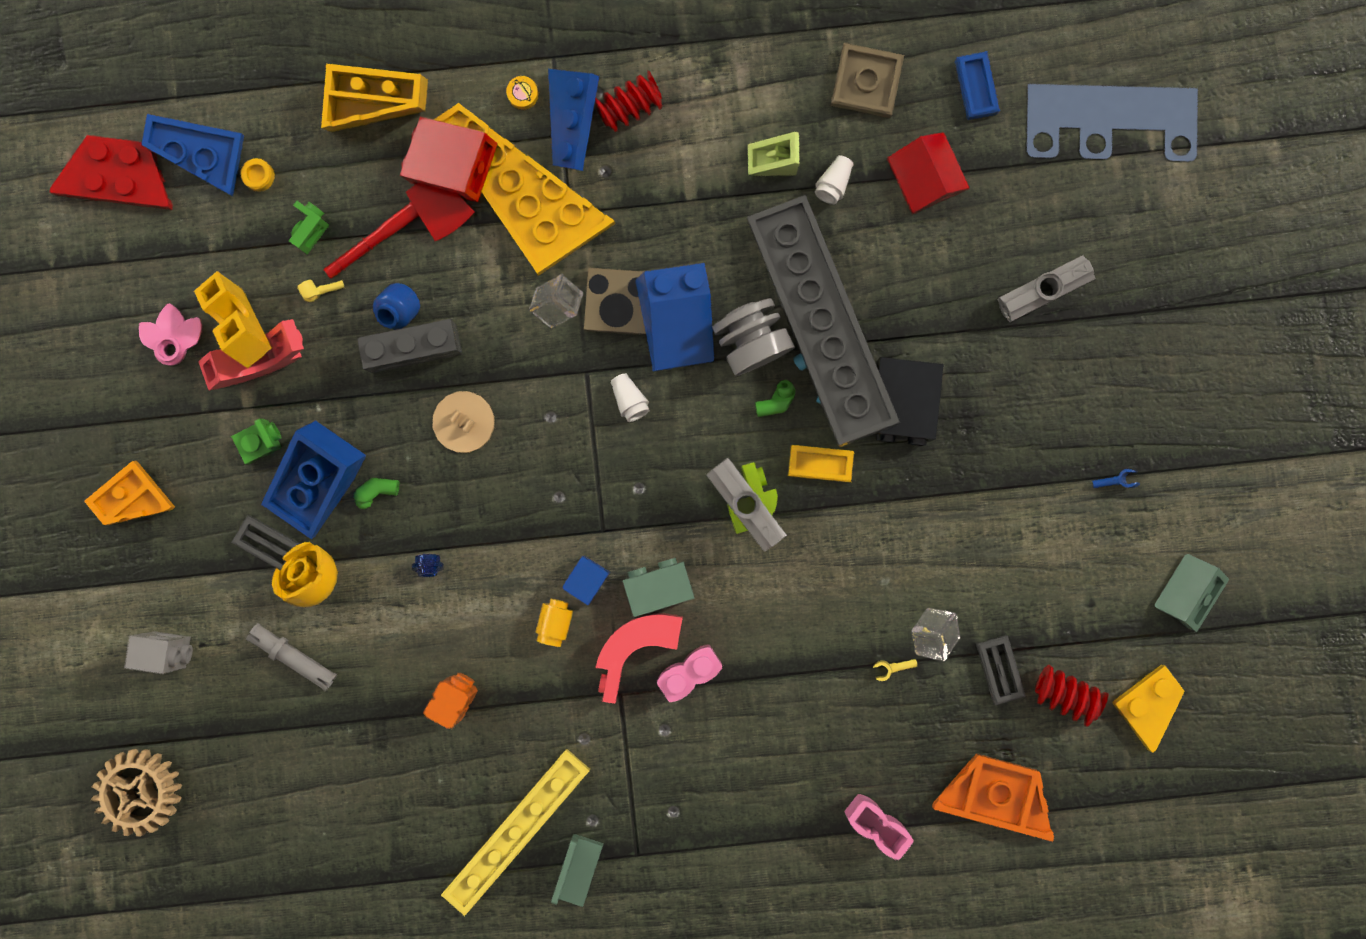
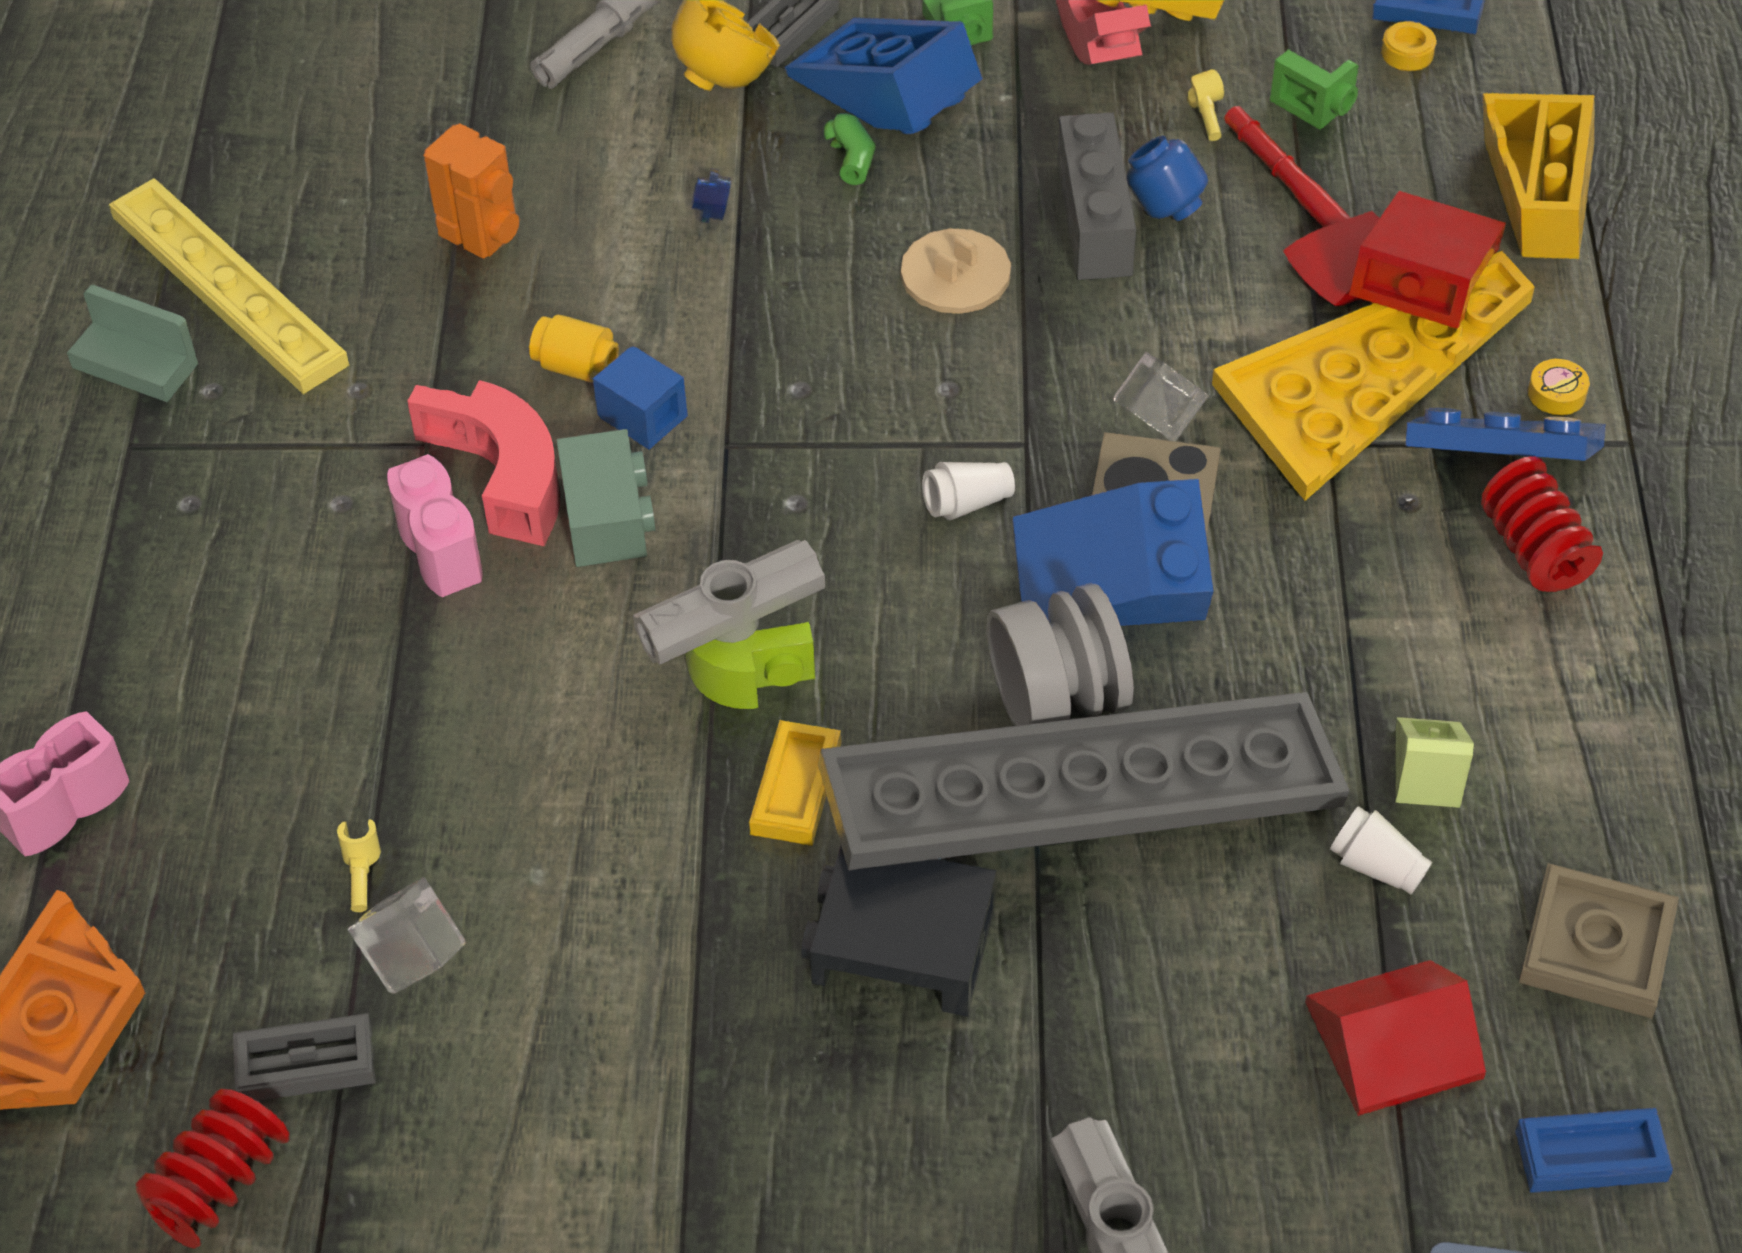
camera: 95 degrees right, 35 degrees down
(779, 402) = (922, 710): bright green arm -> none

